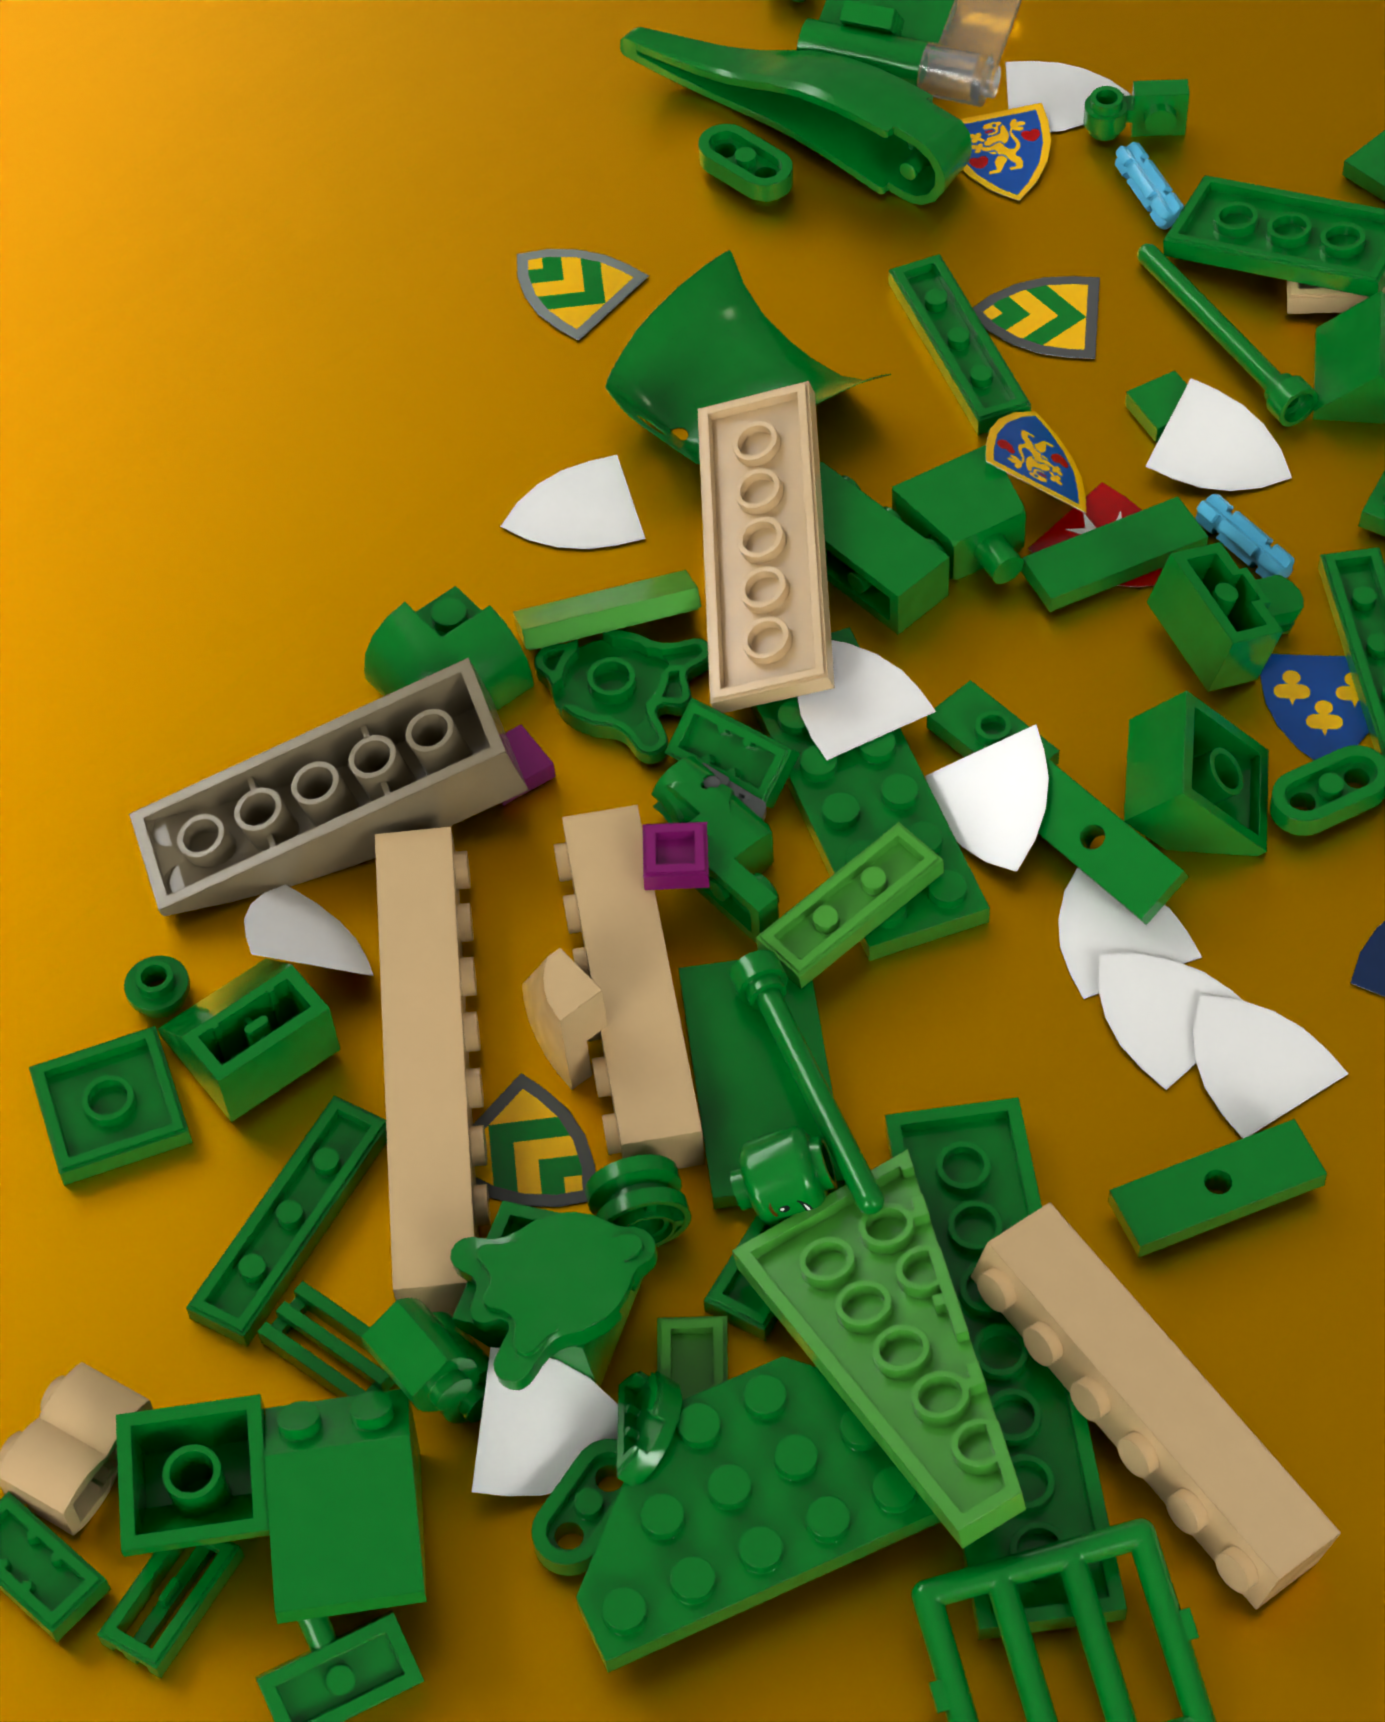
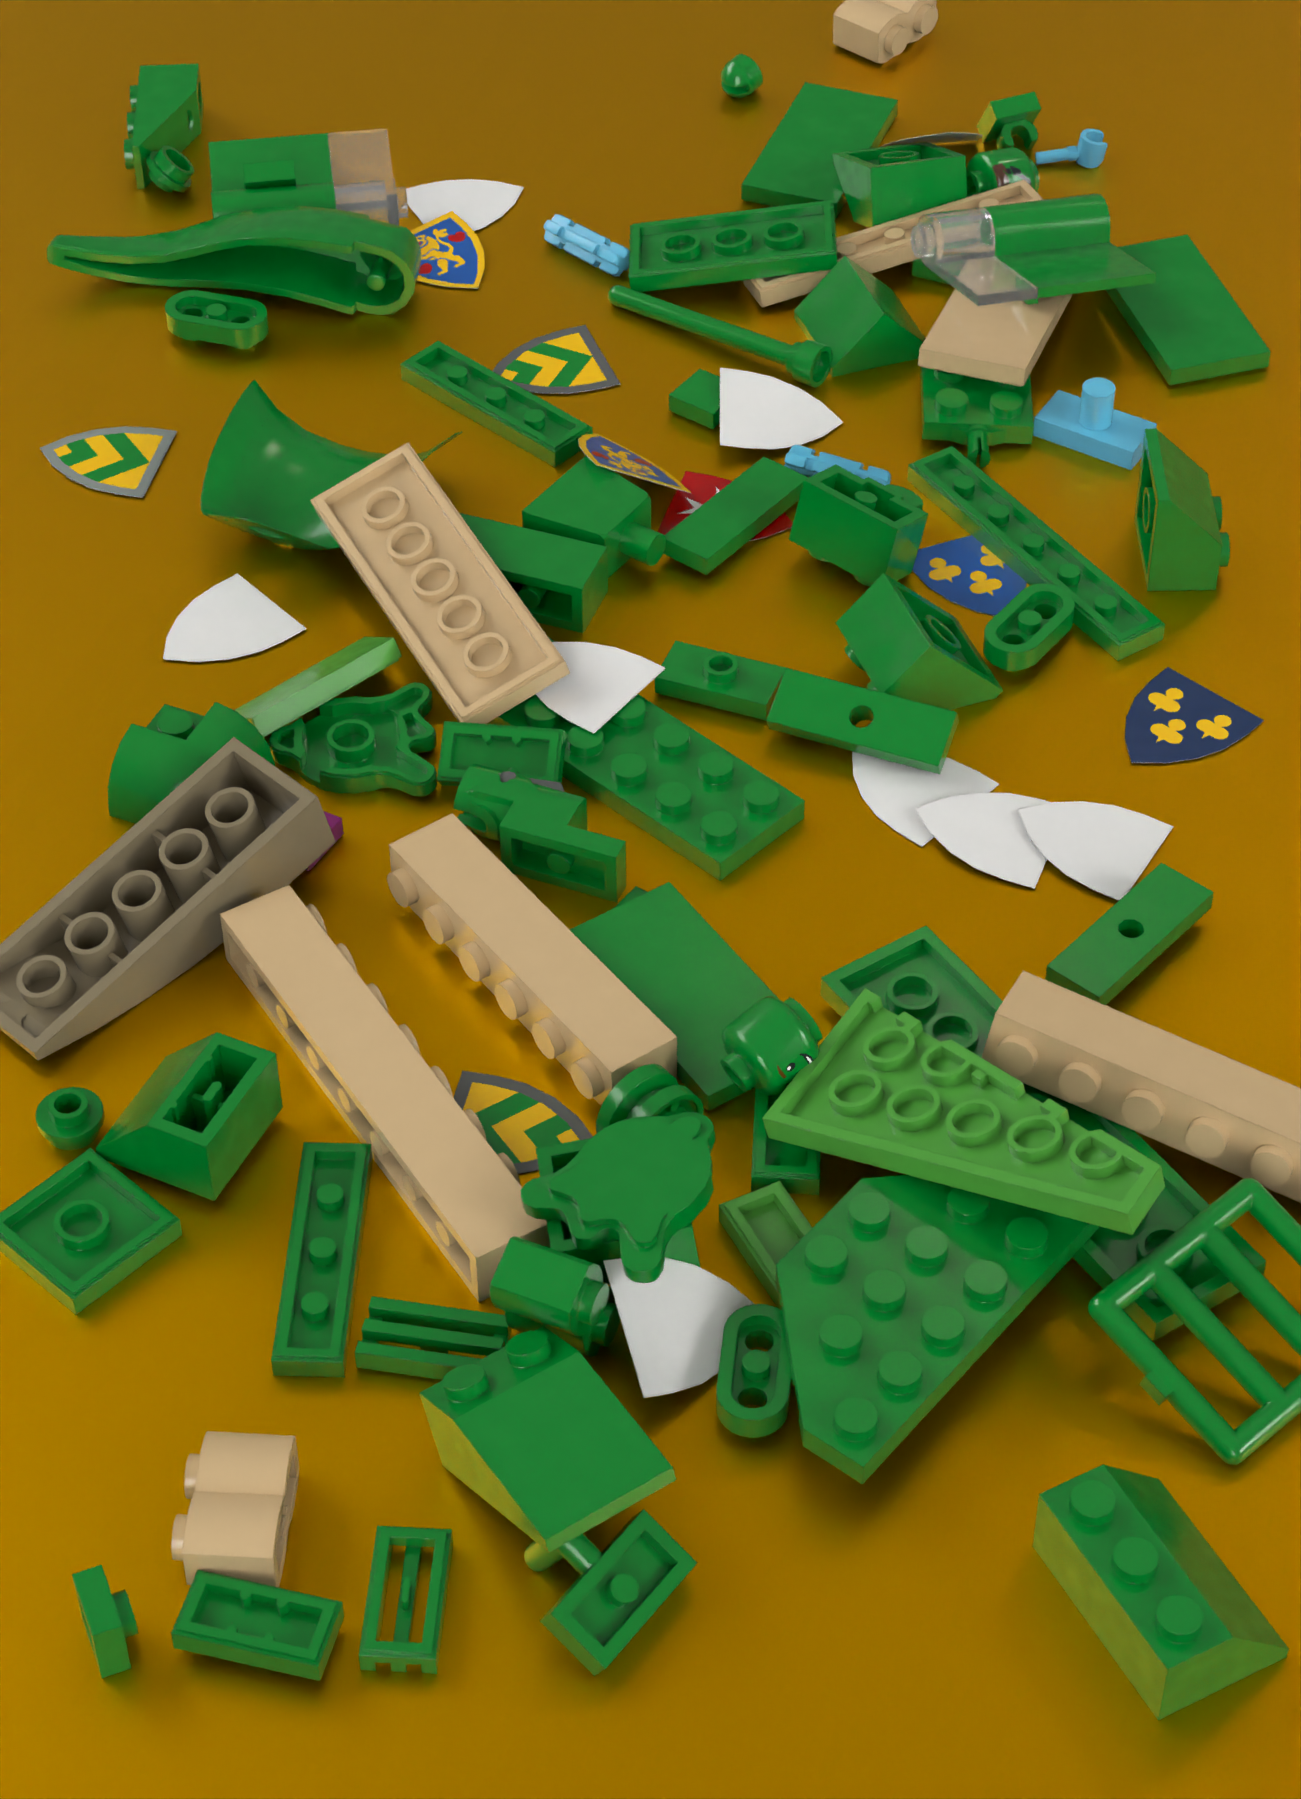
camera: 30 degrees left, 10 degrees down
(192, 1475) = (384, 1470): green slope -> none
(299, 930) = (188, 1021): white sticker -> none
(564, 1014) = (486, 993): tan slope -> none
(646, 1423) = (774, 1273): green tile -> none
(675, 856) = (517, 836): magenta tile -> none
(762, 985) = (654, 912): green piece -> none
(851, 904) = (688, 831): bright green tile -> none
(996, 798) = (759, 716): white sticker -> none
(1151, 110) = (556, 189): green plate -> none

